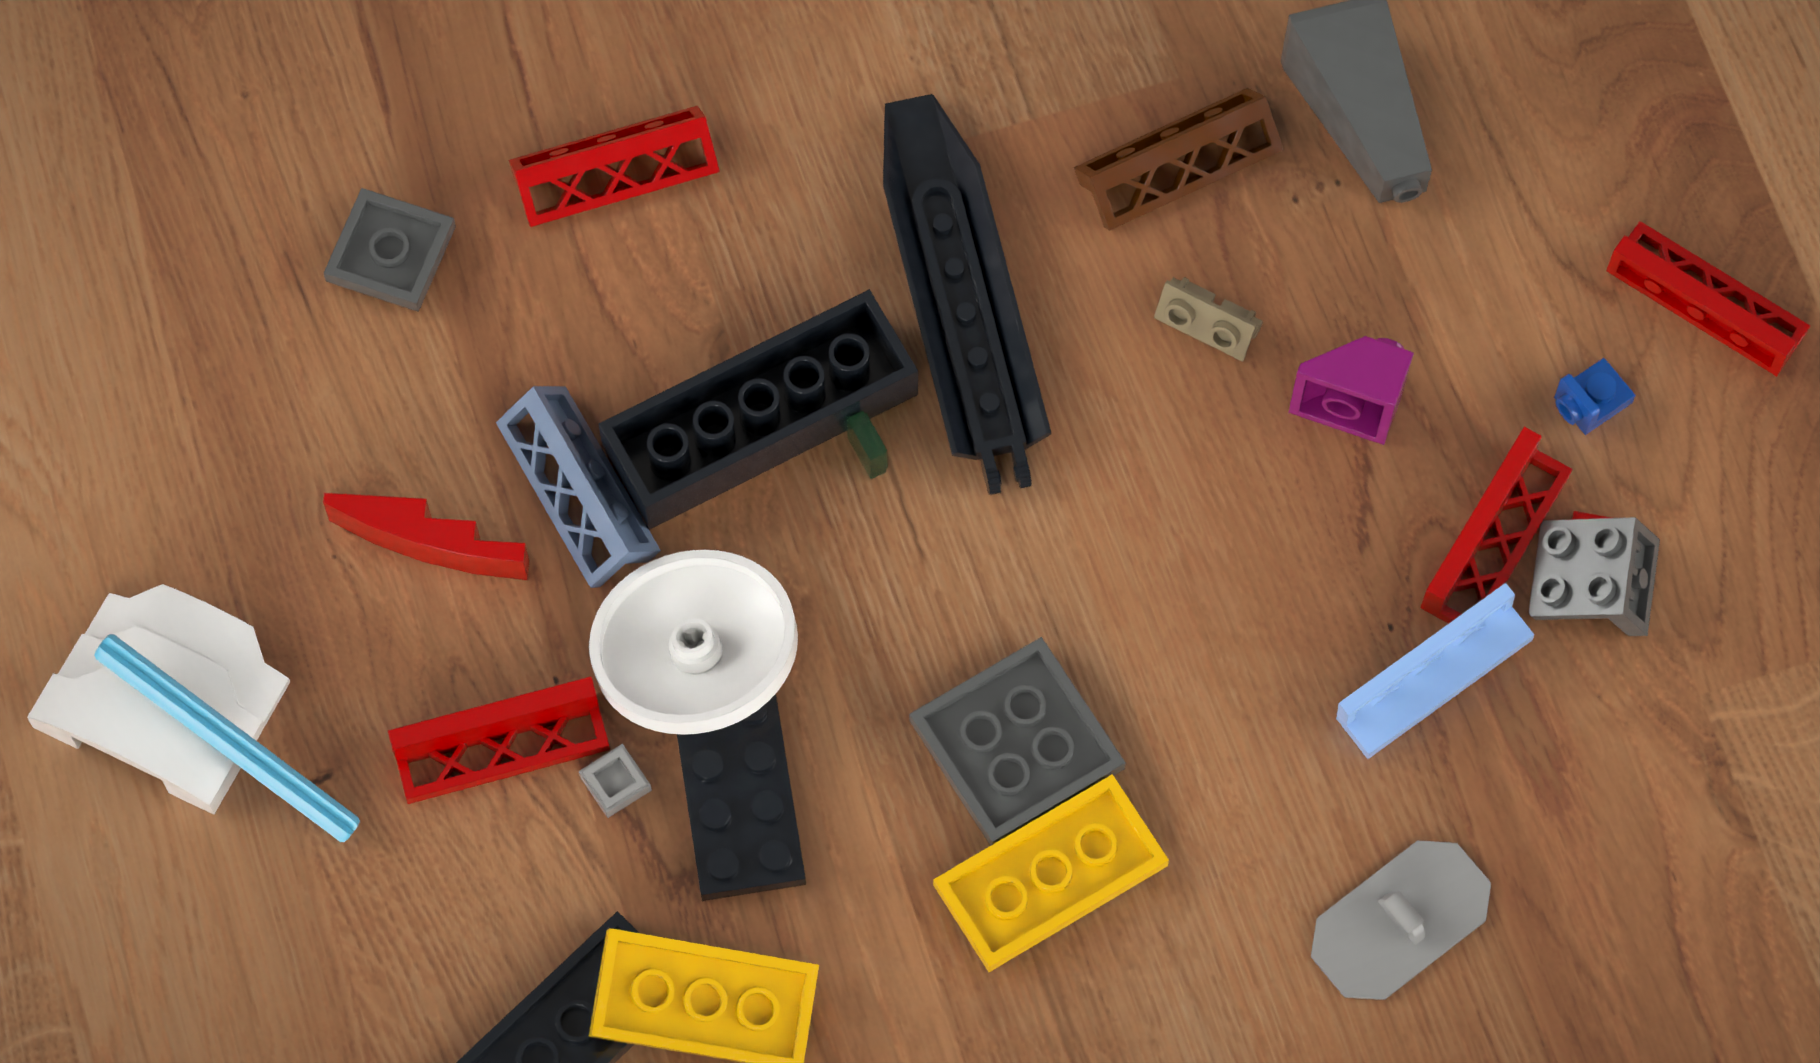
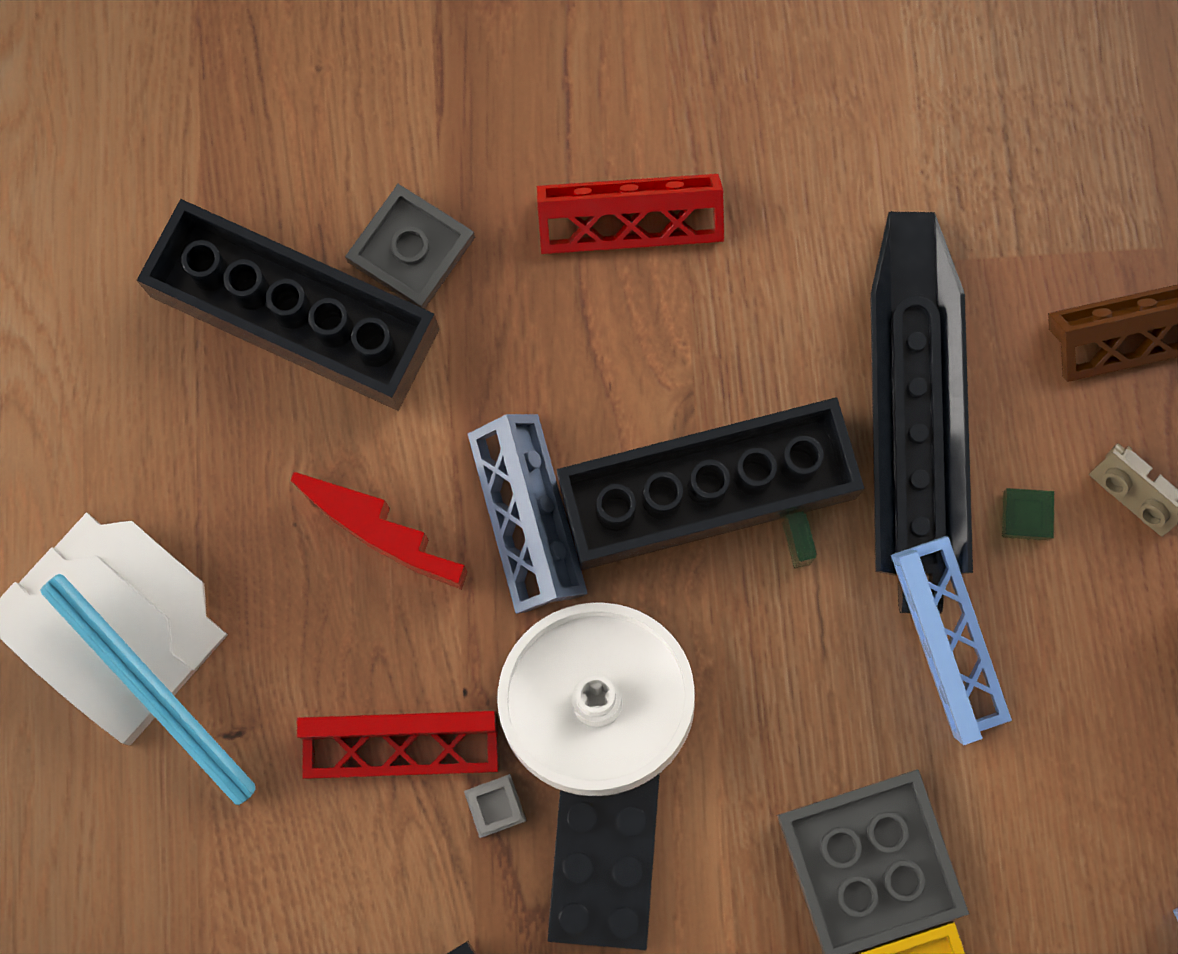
camera: 15 degrees right, 10 degrees up
(277, 332) = (289, 304): none -> black brick
(1028, 506) = (940, 649): none -> light blue fence
(1099, 368) = (1028, 514): none -> clear green tile

